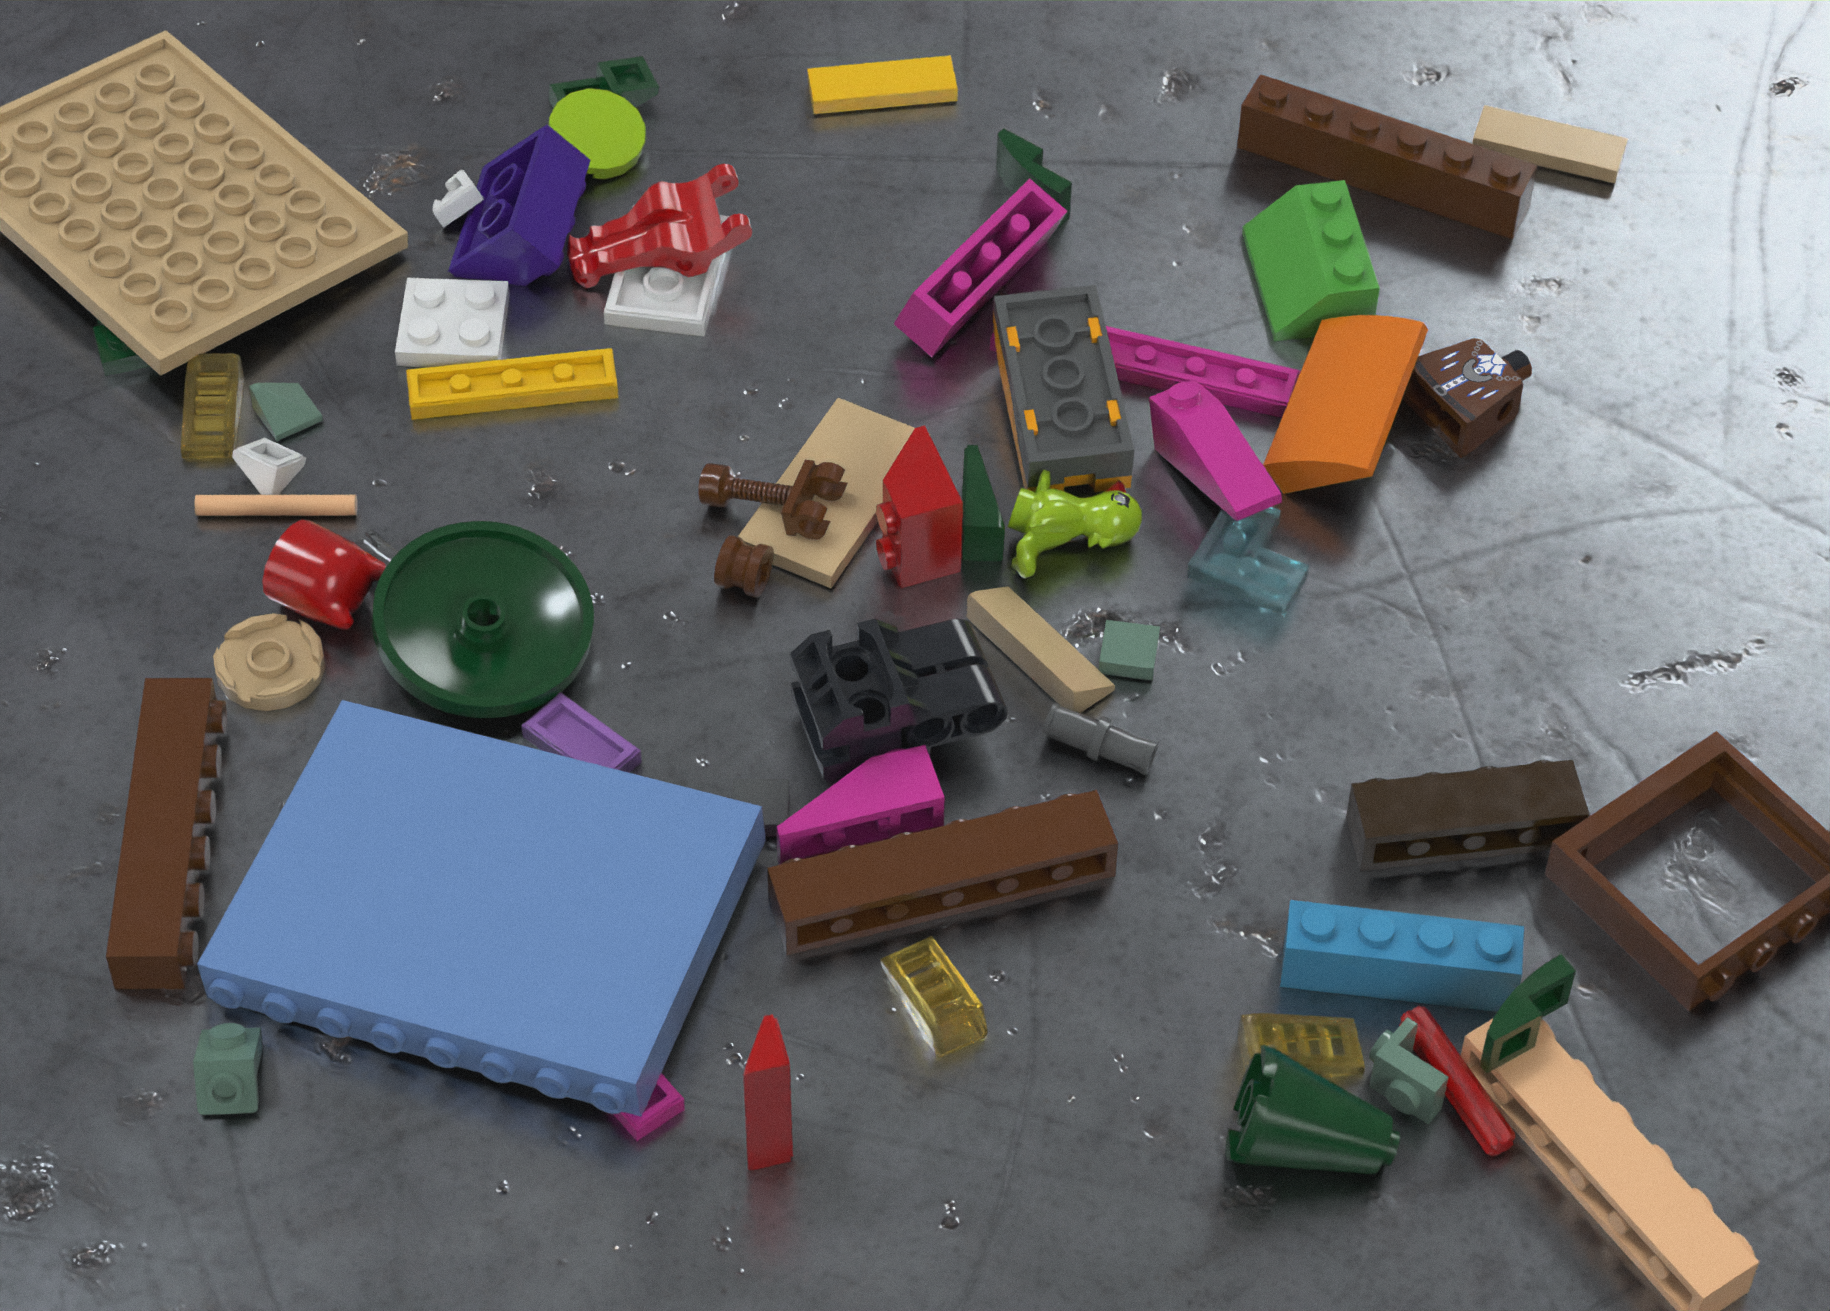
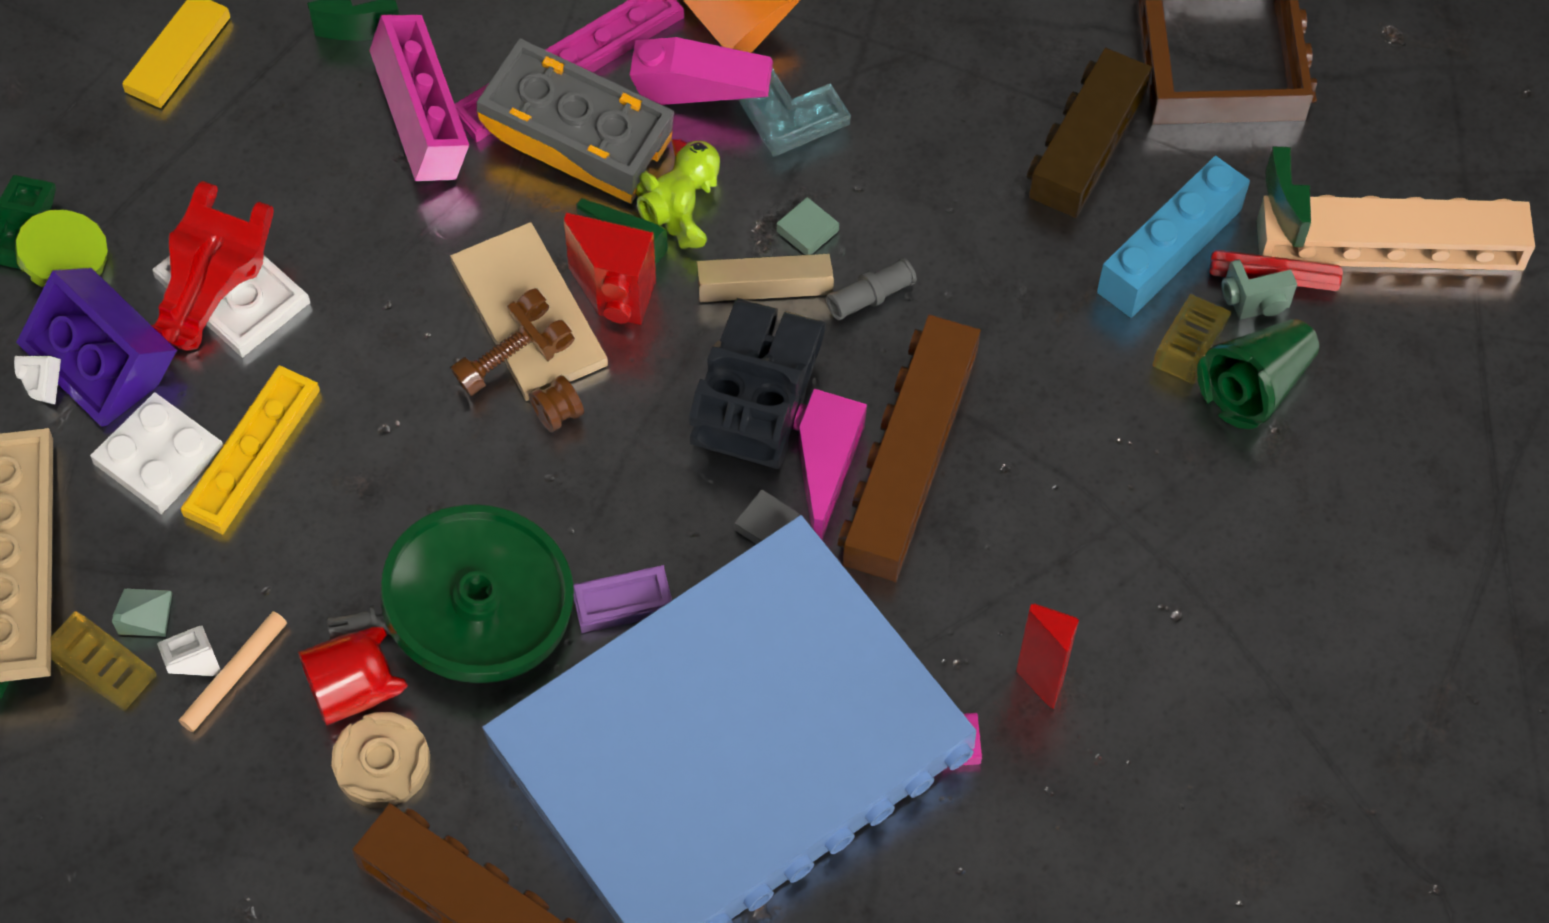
camera: 55 degrees left, 10 degrees up
(947, 1026) = (1001, 497): clear yellow slope -> none

